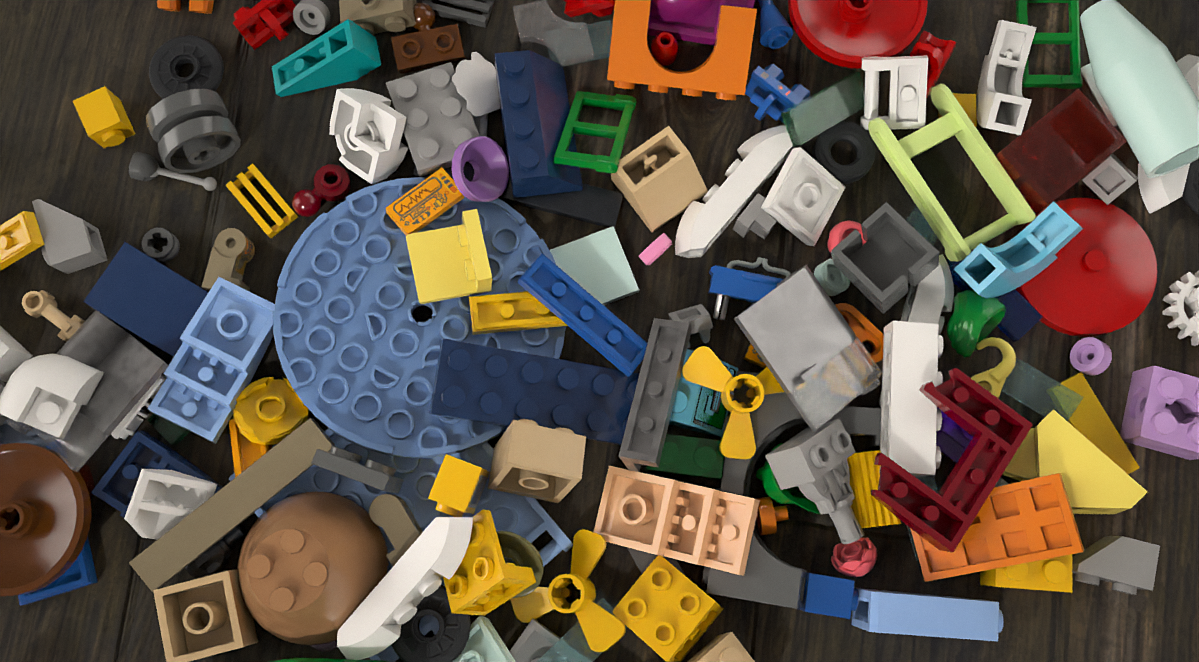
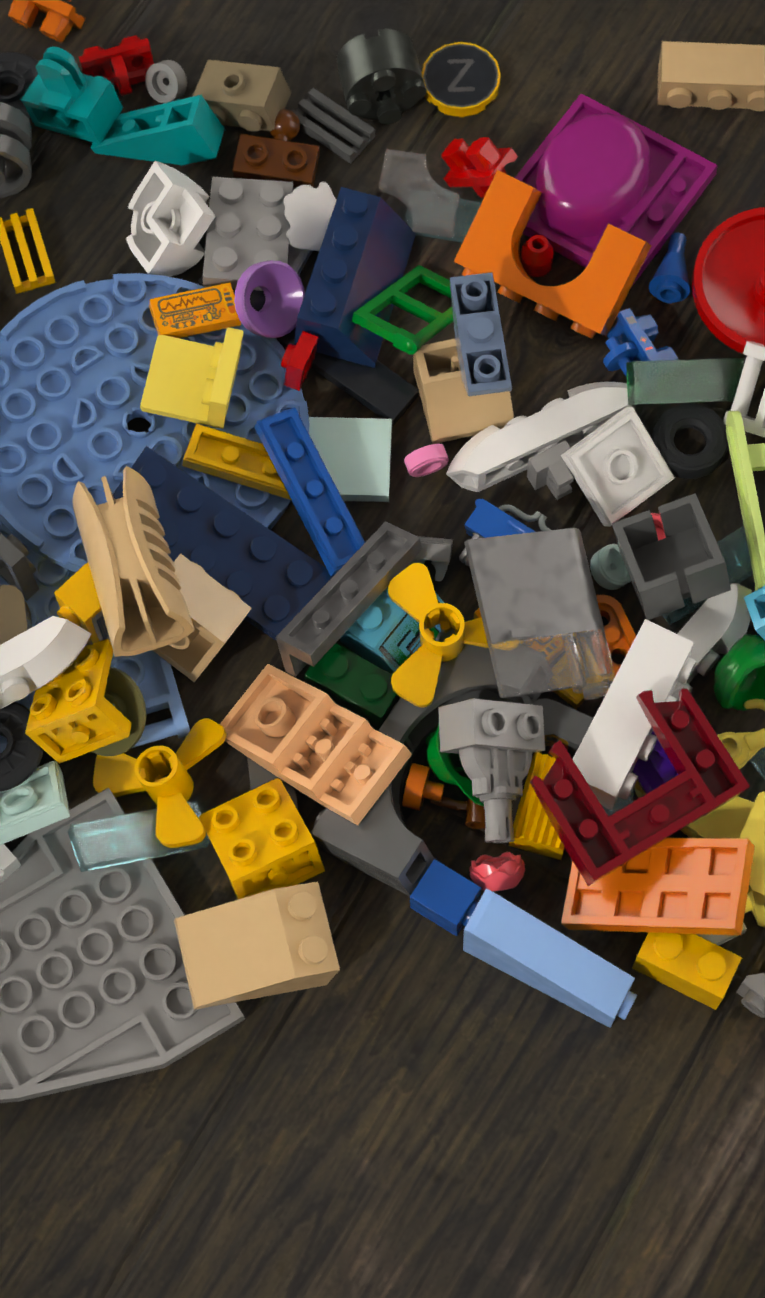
camera: 25 degrees right, 10 degrees down
(242, 62) = (69, 100): none -> teal brick
(308, 202) = (72, 268): dark red plate -> none
(484, 455) = (132, 567): none -> tan piece
(524, 210) = (299, 359): none -> red plate
(666, 140) = (479, 335): none -> sand blue slope
(815, 519) = (474, 813): none -> reddish brown hand

